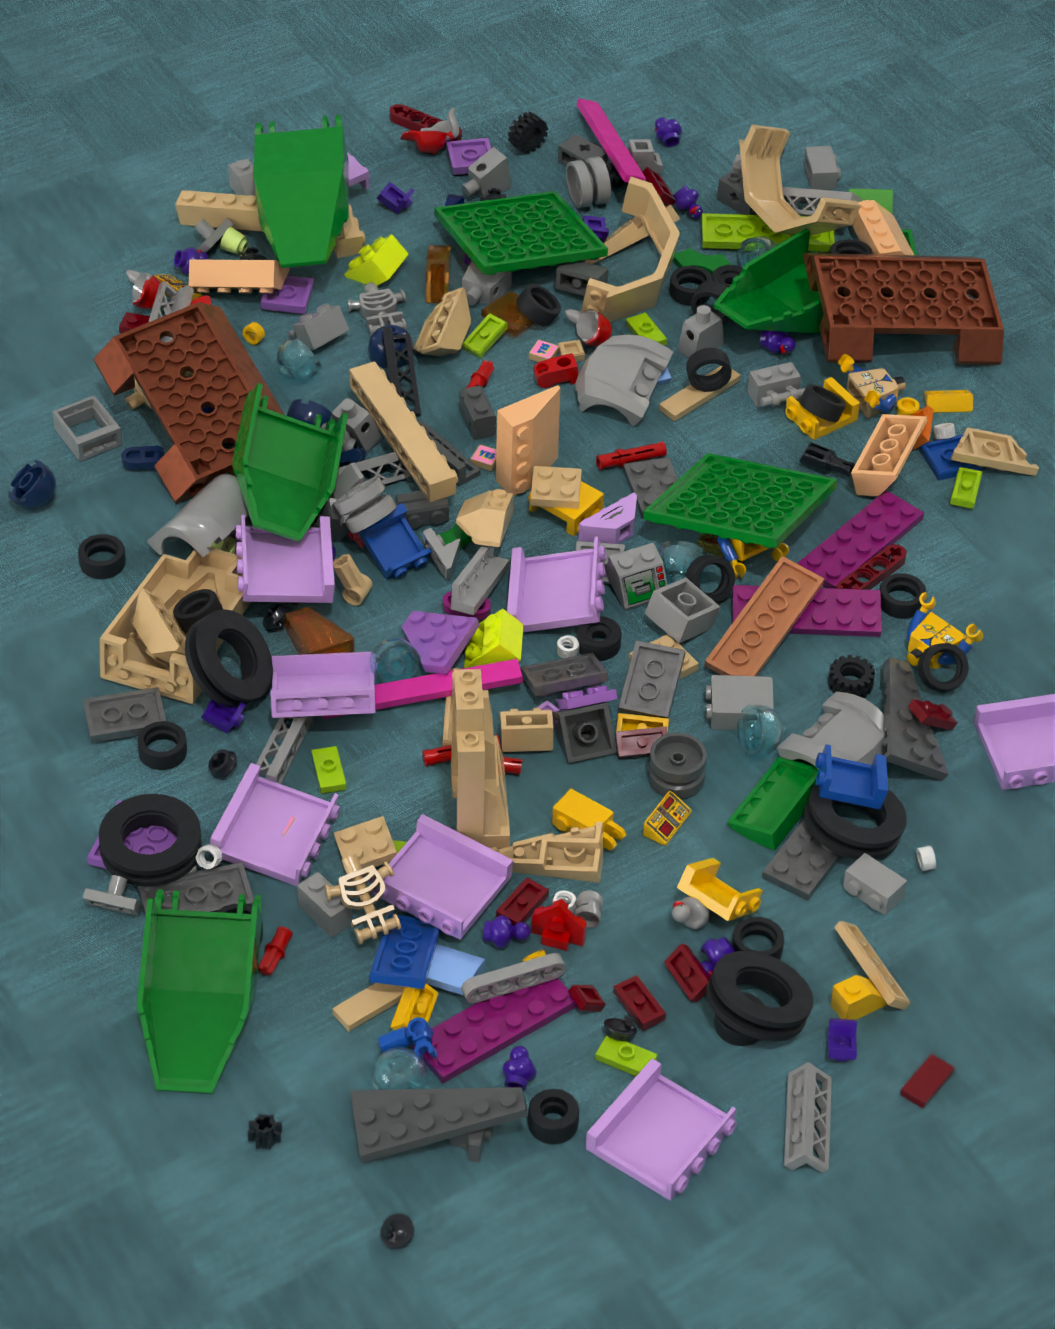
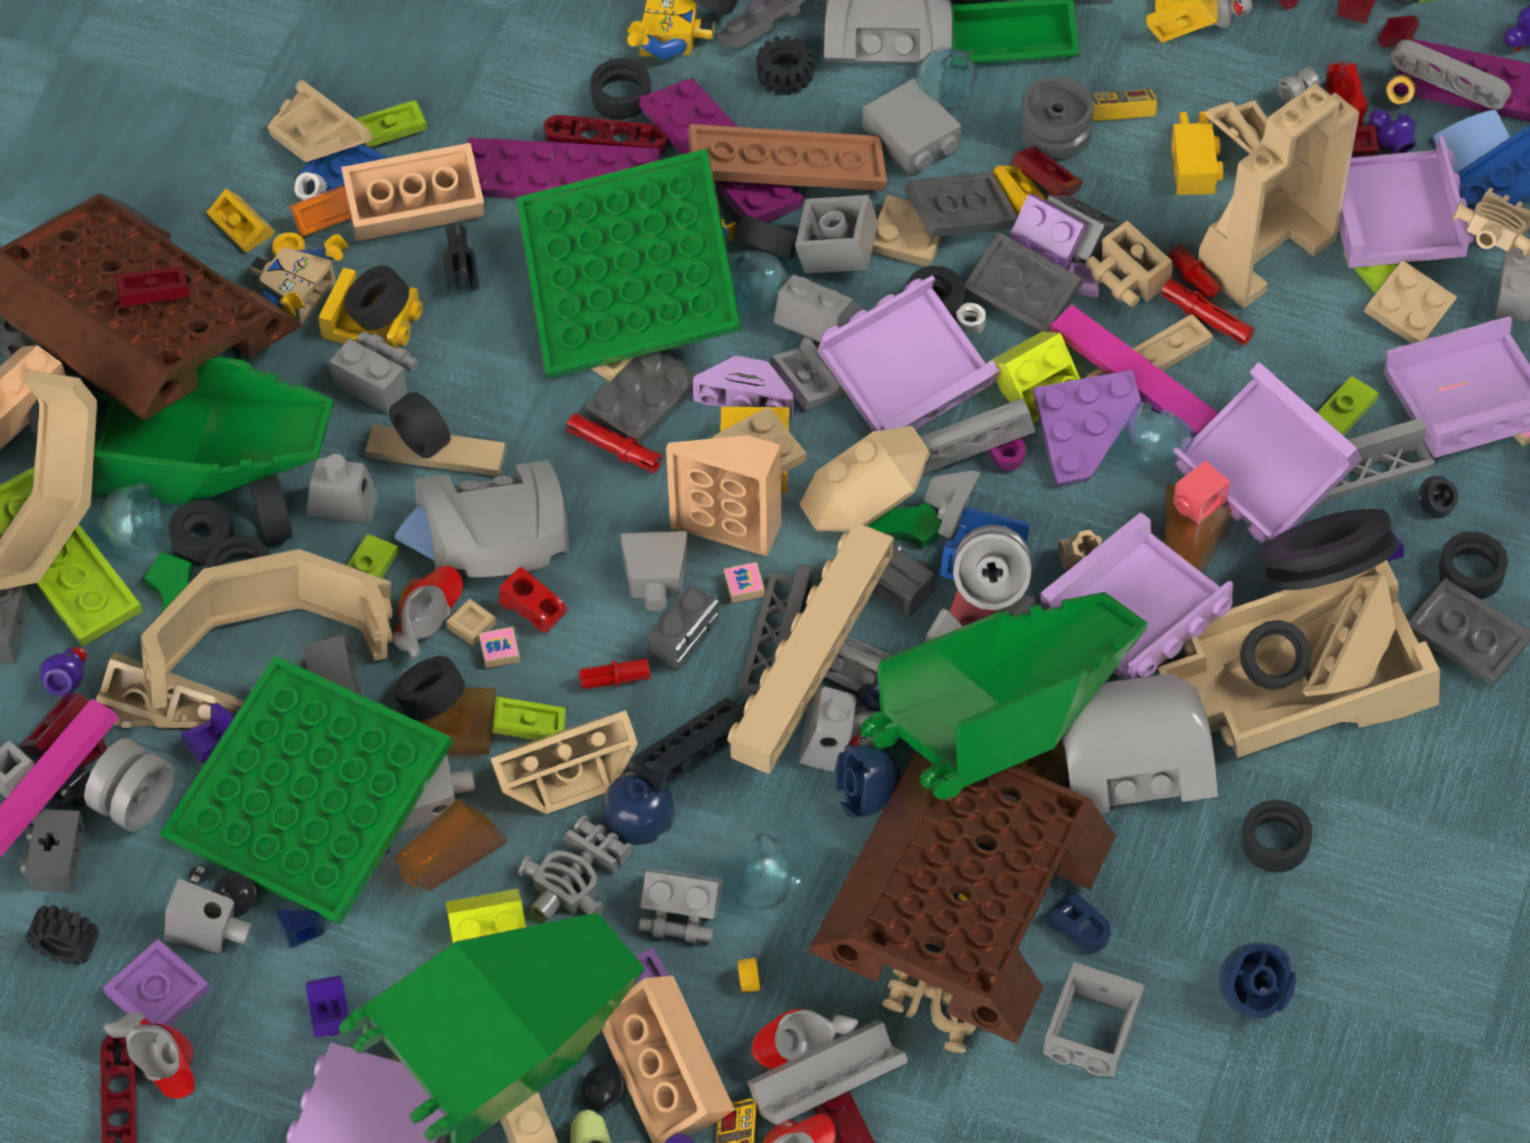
camera: 125 degrees left, 10 degrees up
(326, 634) = (1201, 492): none -> coral brick
(889, 285) = (152, 286): none -> dark red plate

